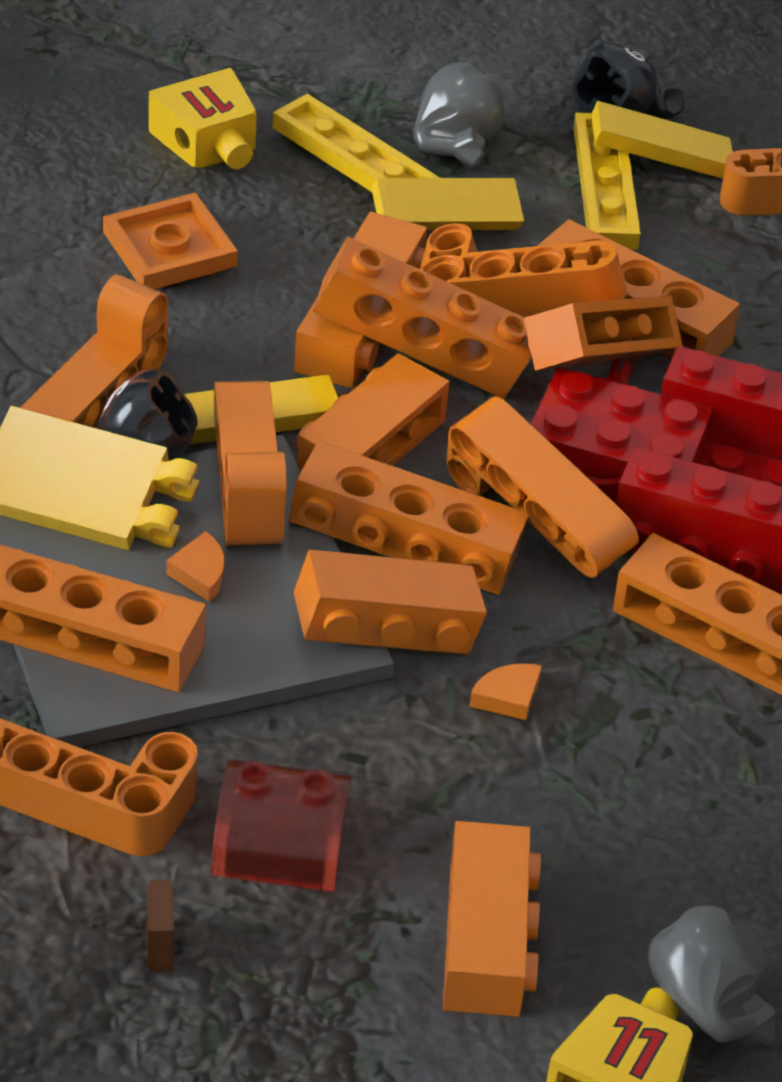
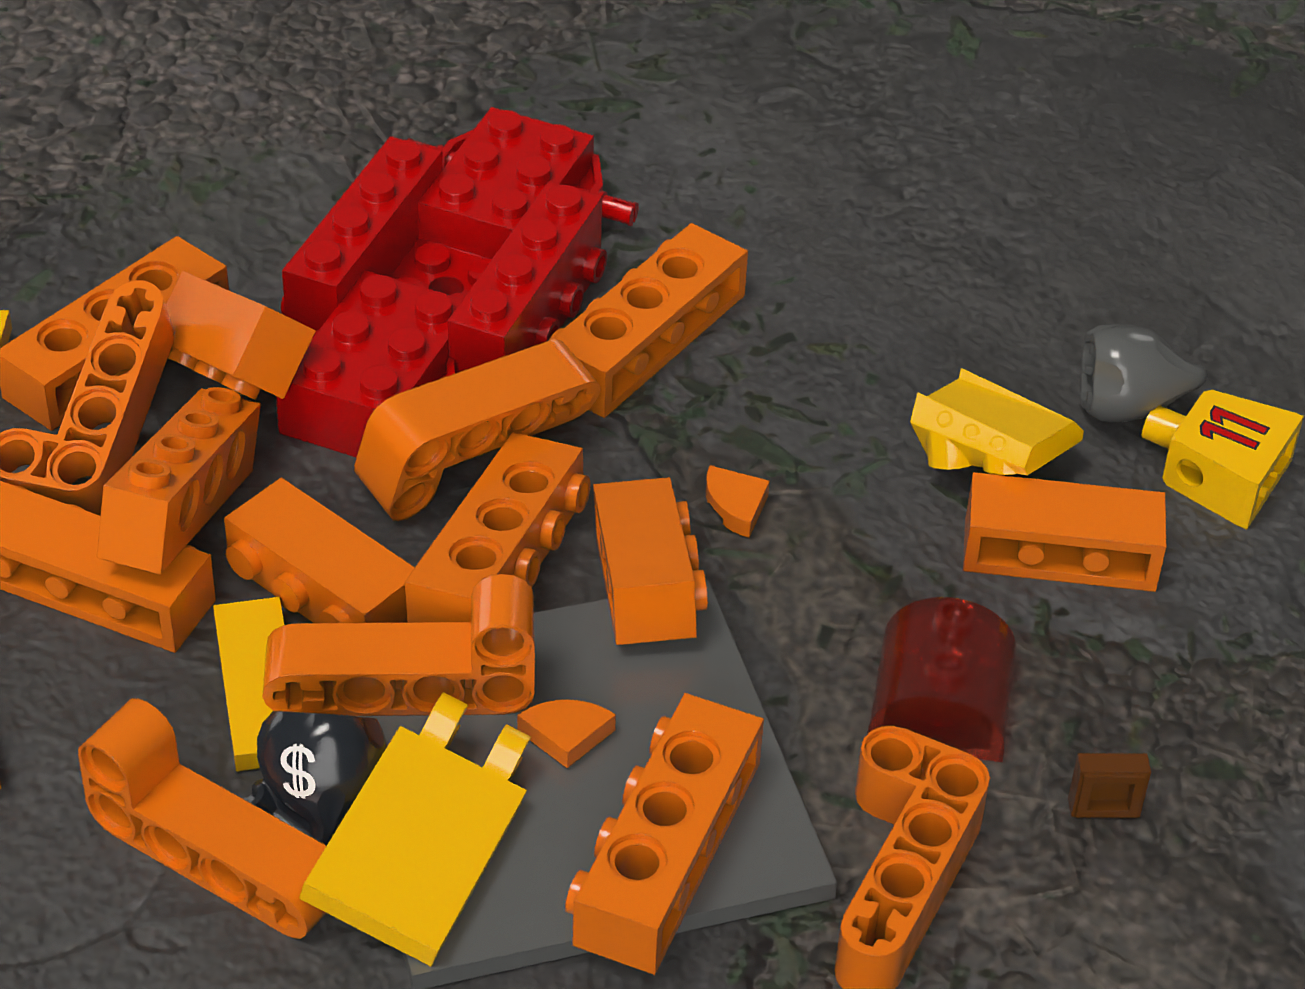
camera: 85 degrees left, 0 degrees up
(606, 852) = (989, 428): none -> yellow slope

